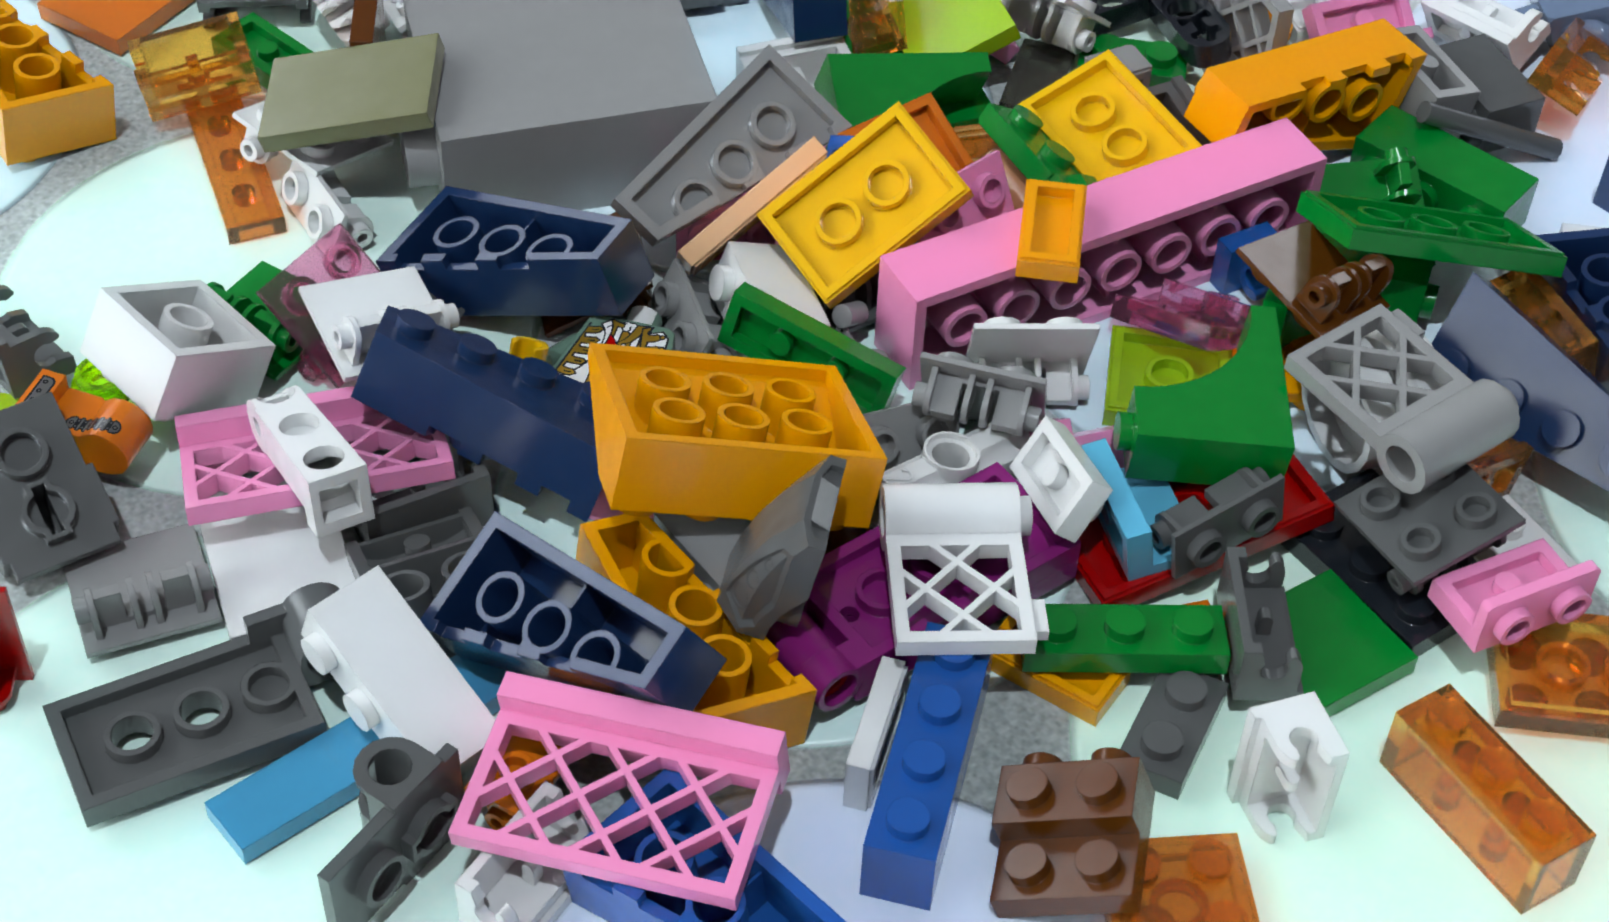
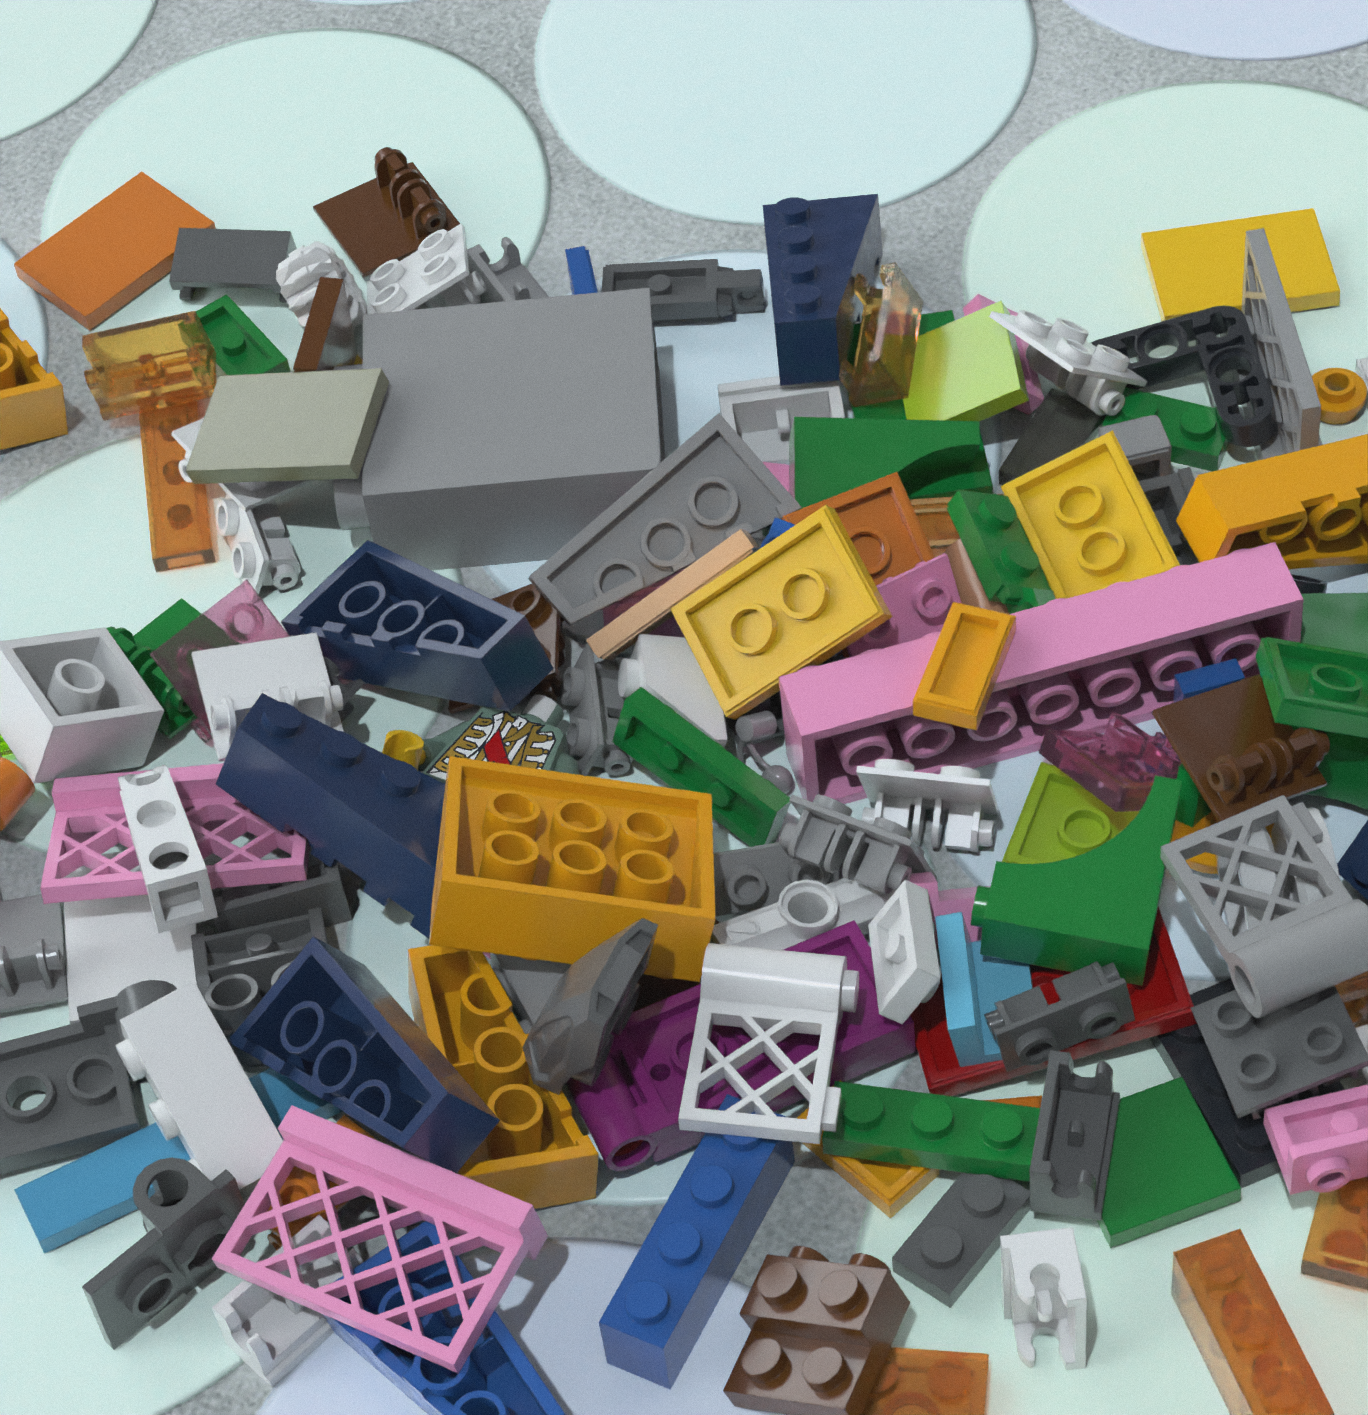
camera: 20 degrees right, 5 degrees up
(875, 734) = (651, 1196): white tile -> none

